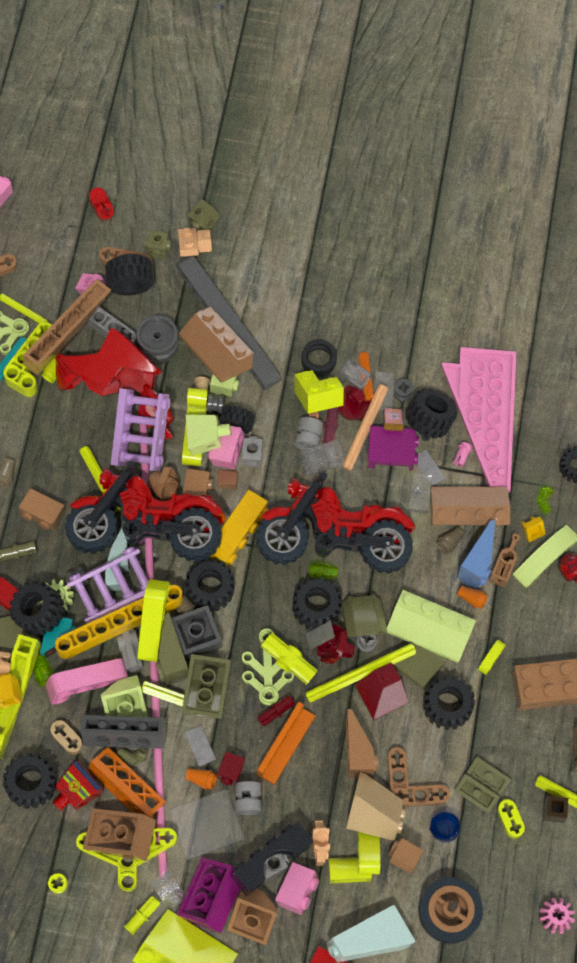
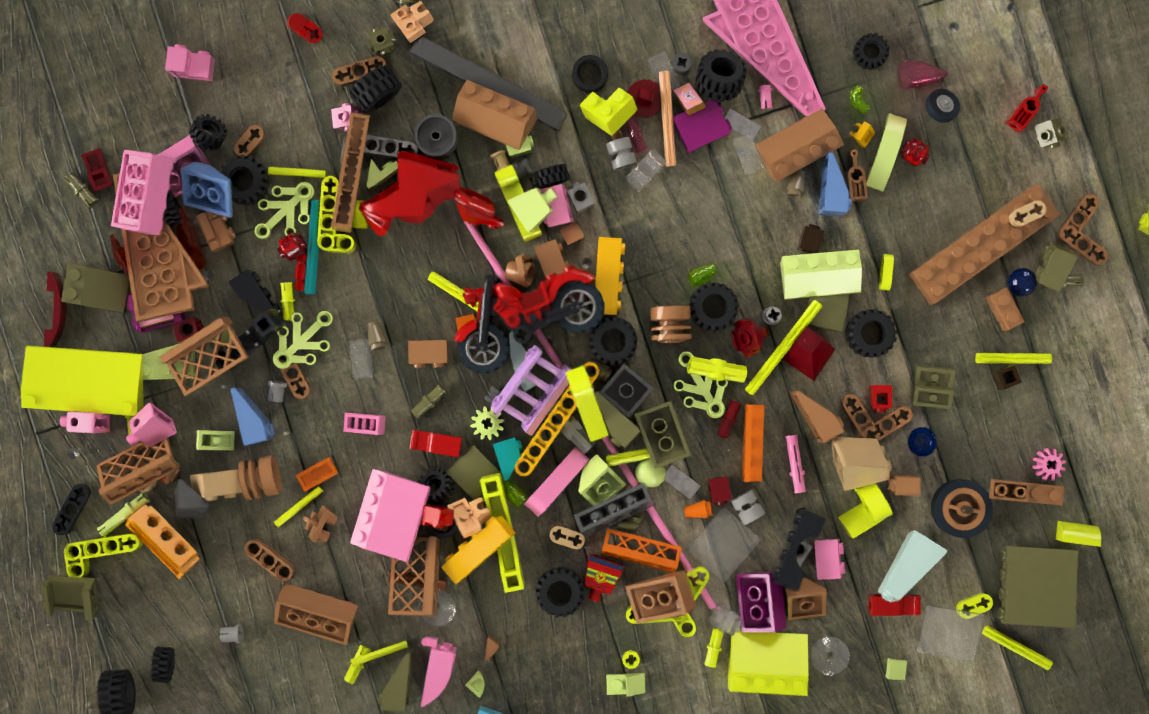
camera: 30 degrees left, 20 degrees up
(26, 599) = (468, 454): black tyre -> none
(39, 904) = (628, 684): none -> yellowish green slope
(87, 346) = (378, 177): none -> yellowish green slope
(122, 426) = (461, 248): lavender fence -> none
(177, 722) = (647, 474): none -> yellowish green hair
(270, 595) = (670, 323): none -> medium nougat wheel
(320, 635) = (731, 334): flat silver sticker -> none
(321, 844) = (827, 510): light nougat plate -> none
(322, 763) = (795, 464): none -> bright pink pin
(353, 374) = (630, 75): clear slope -> none
(363, 616) = (761, 298): olive slope -> none
(365, 363) = (641, 68): orange axle -> none
(366, 531) = (694, 231): piece -> none
(428, 759) = (886, 393): none -> red brick
(438, 591) = (810, 239): none -> dark brown brick
(473, 596) = (842, 225): orange cone -> none
(506, 821) = (973, 400): neon yellow beam -> none
(520, 928) = (1026, 492): none -> medium nougat slope

